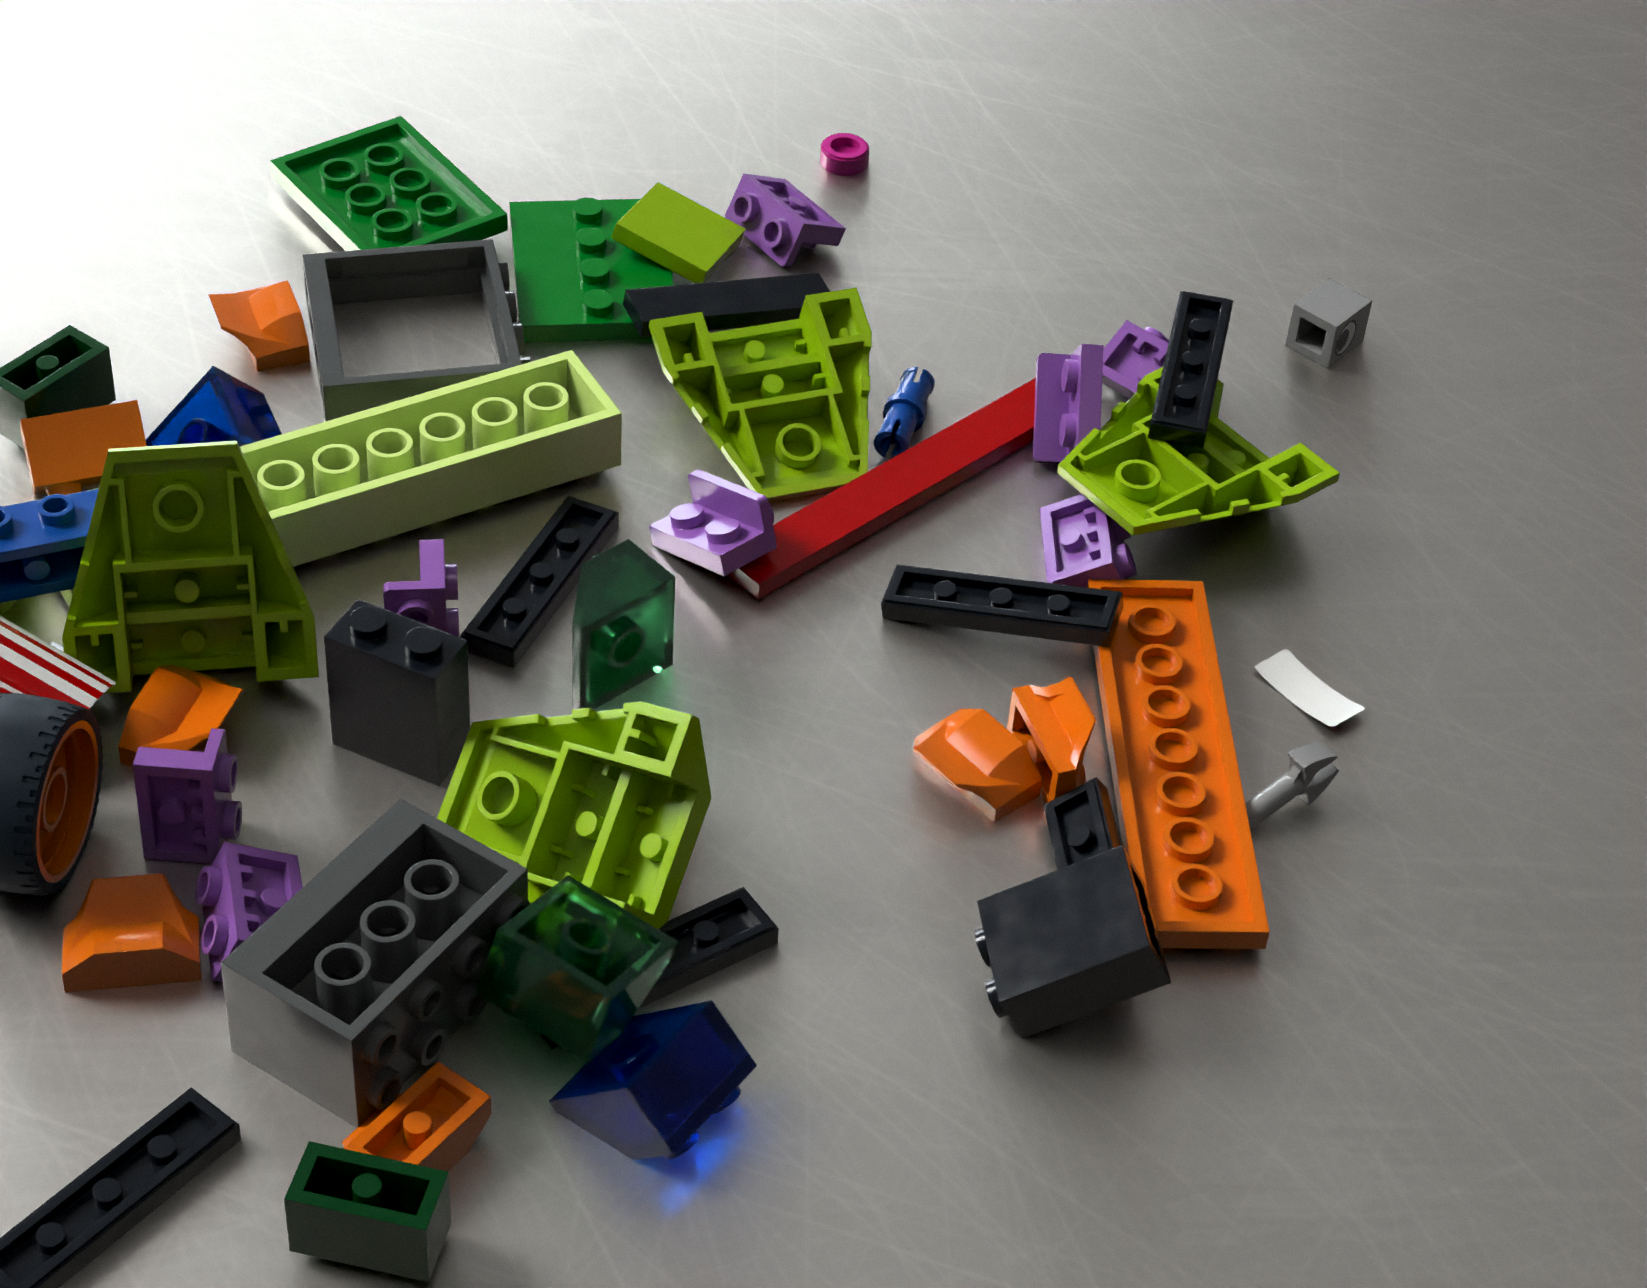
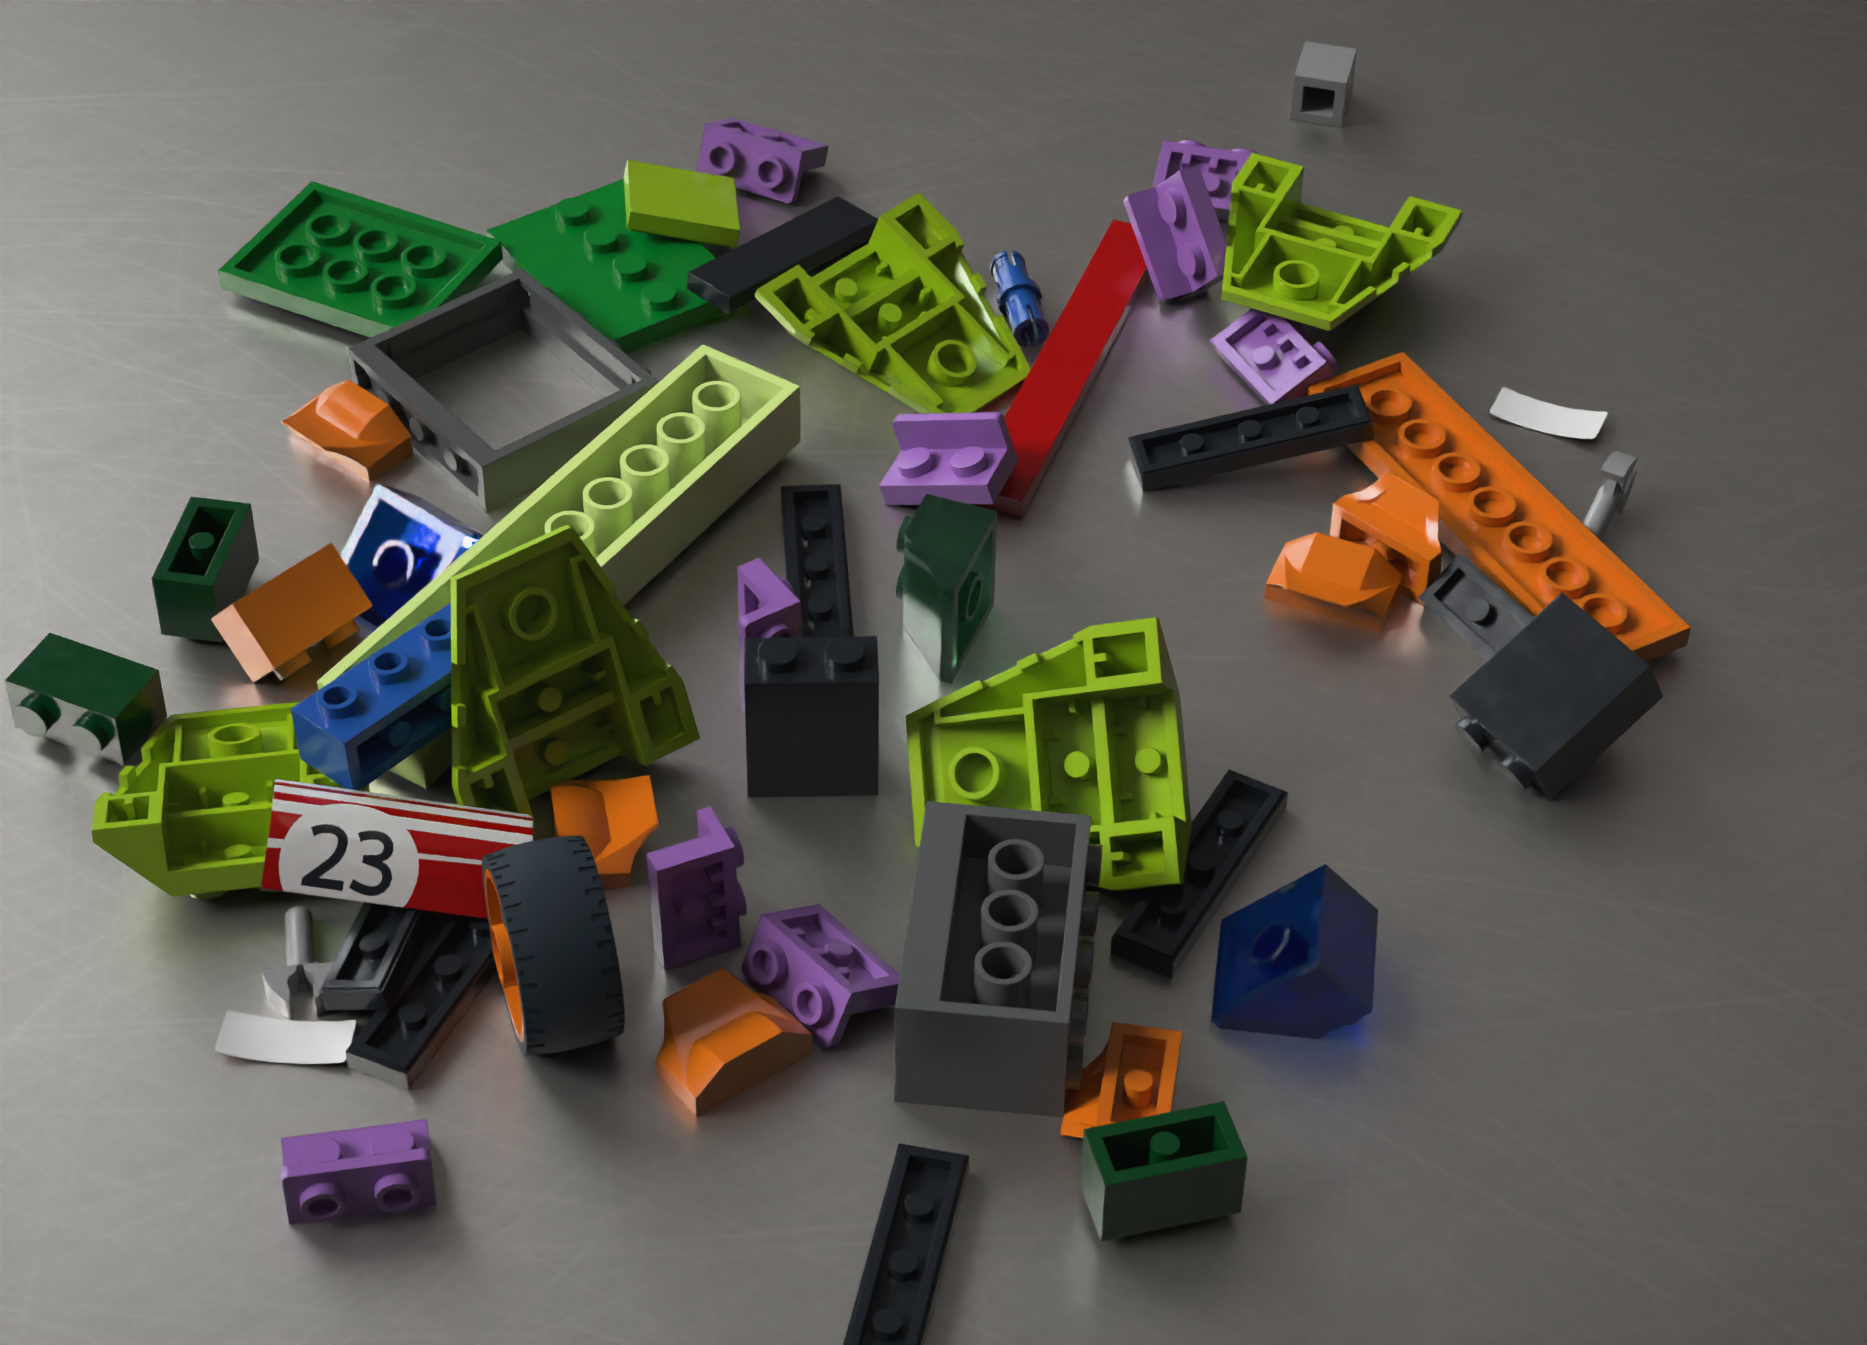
camera: 25 degrees left, 0 degrees up
(574, 967) = (1174, 891): clear green slope -> none
(844, 154) = (760, 76): dark pink tile -> none
(1191, 370) = (1271, 163): black tile -> none

